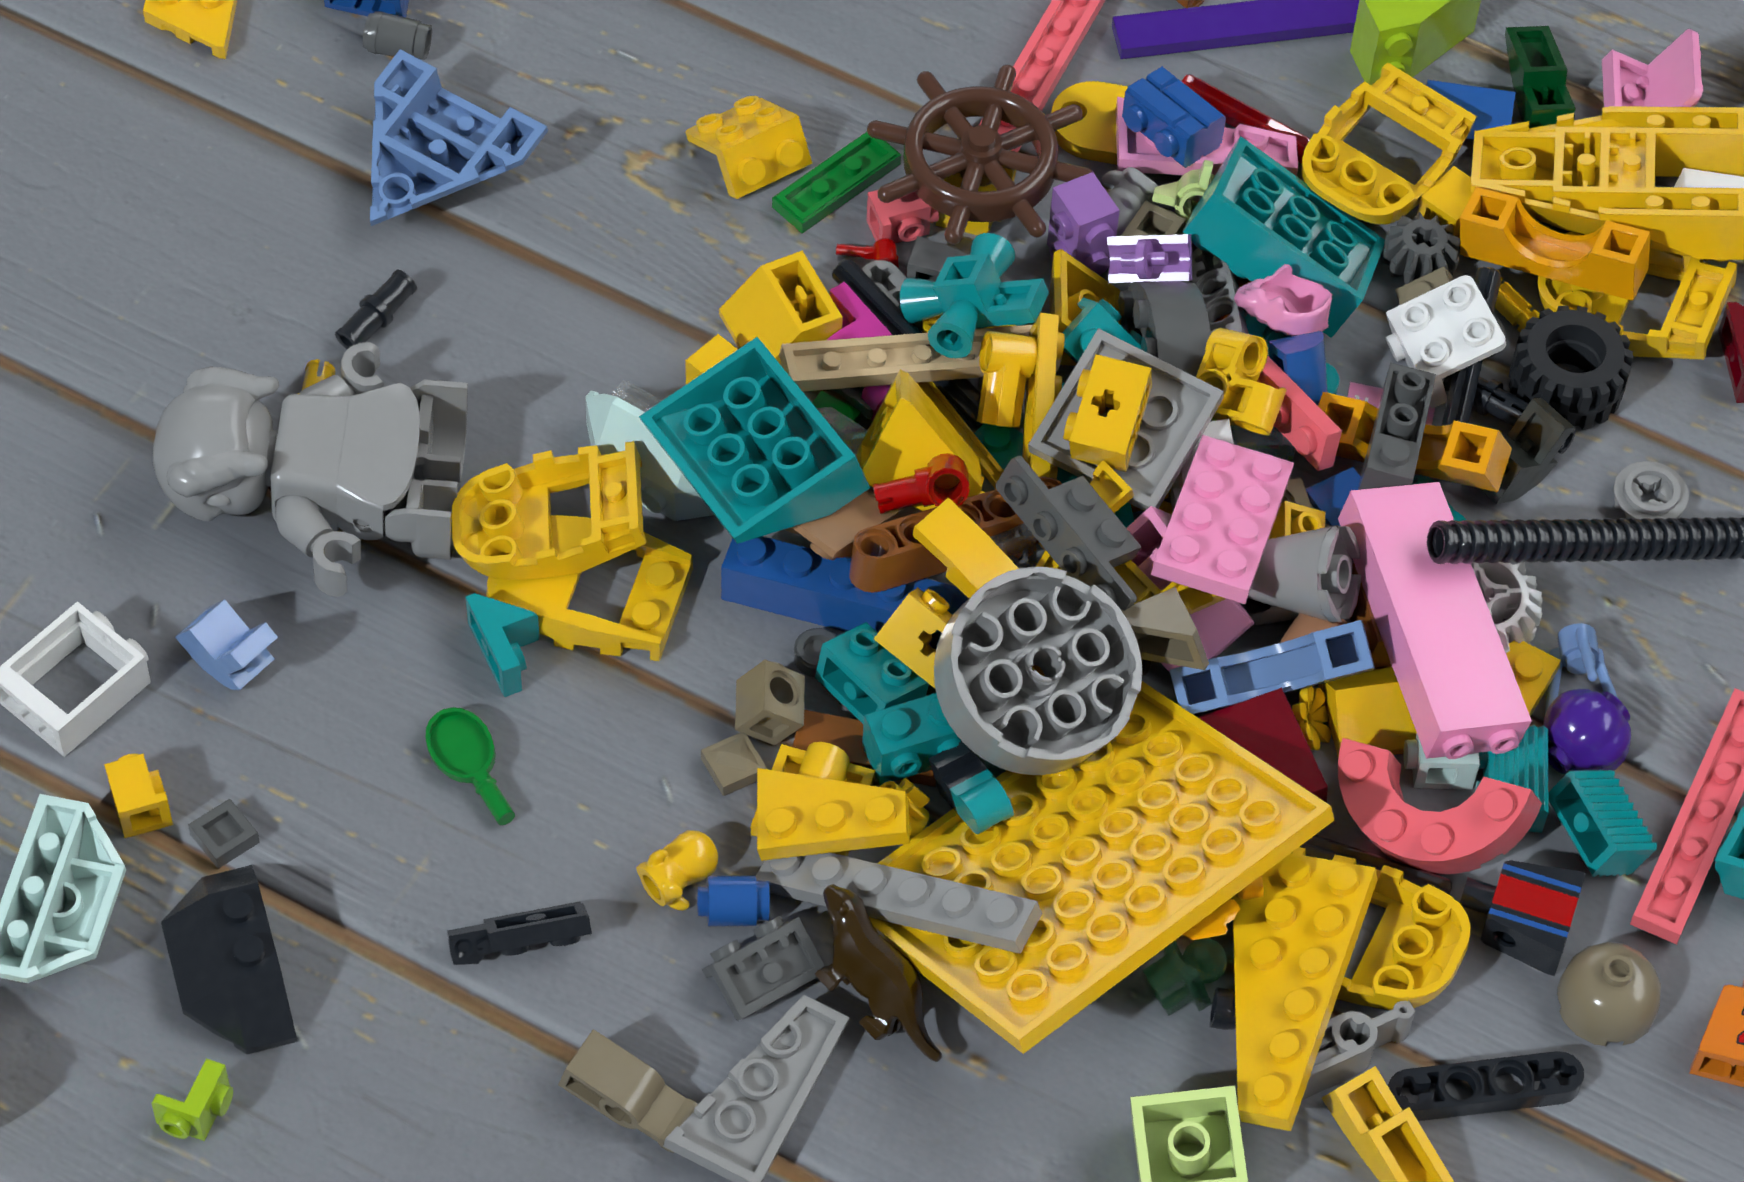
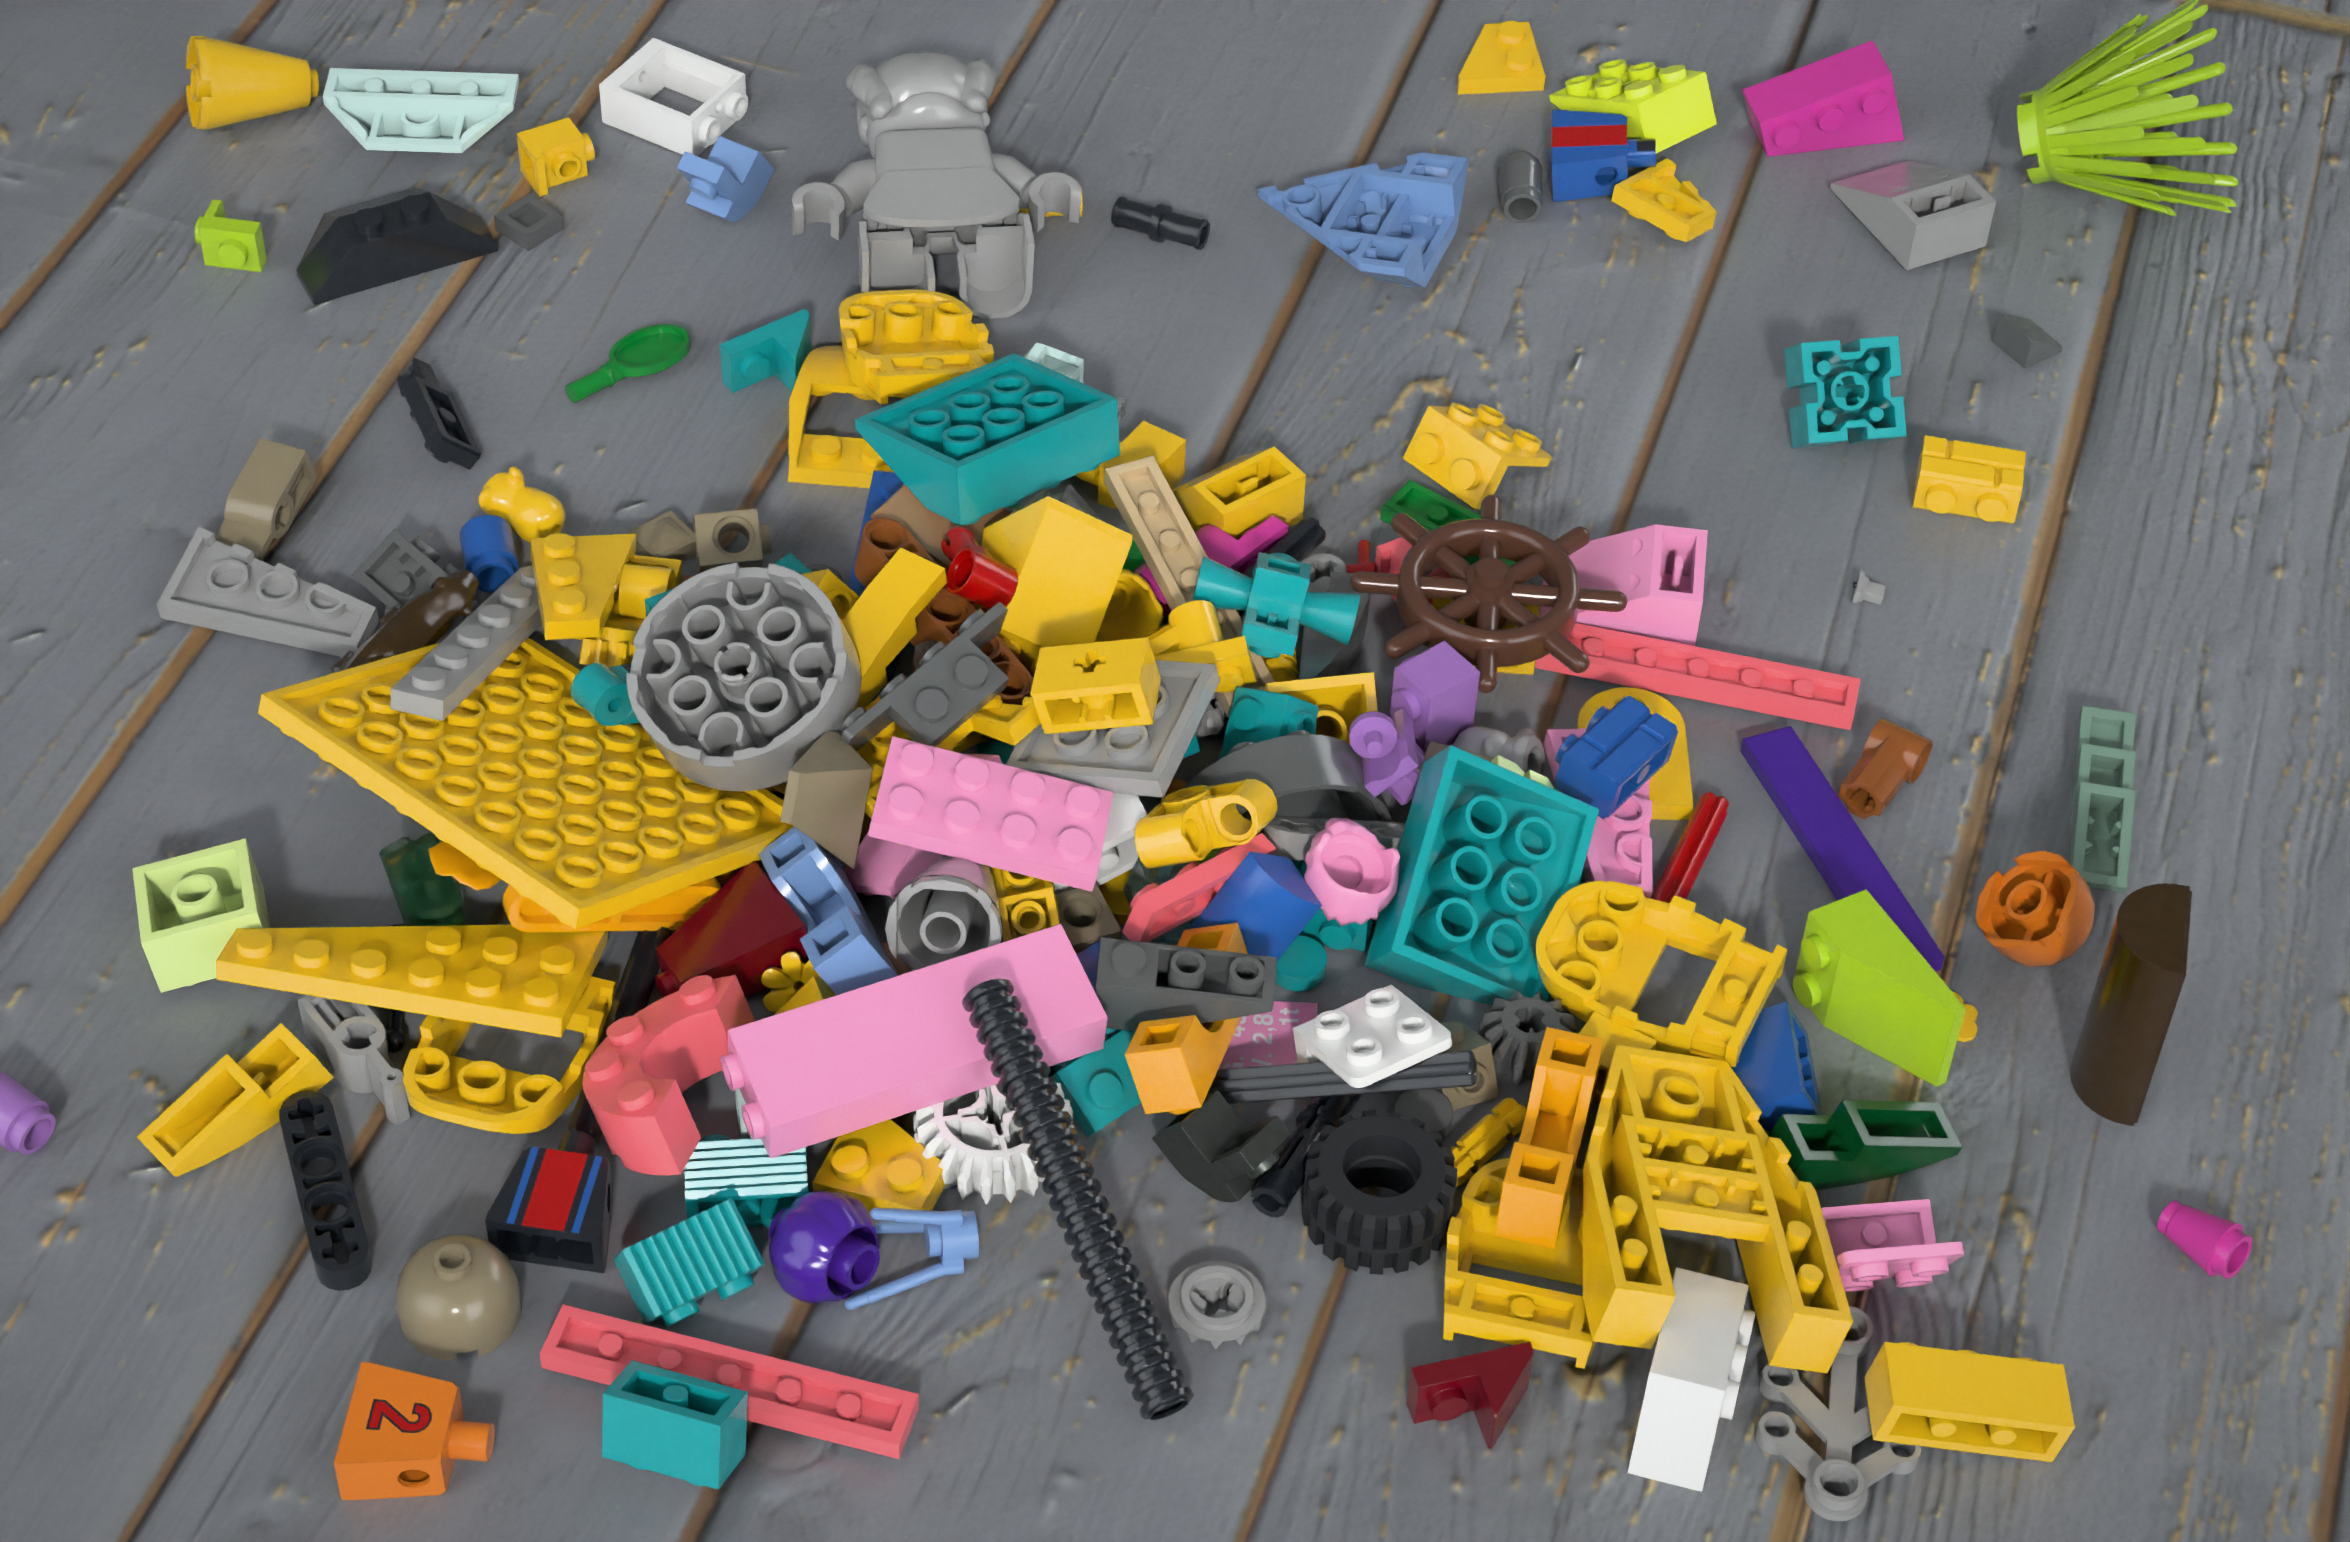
camera: 80 degrees right, 10 degrees down
(956, 49) = (1659, 574): none -> bright pink slope

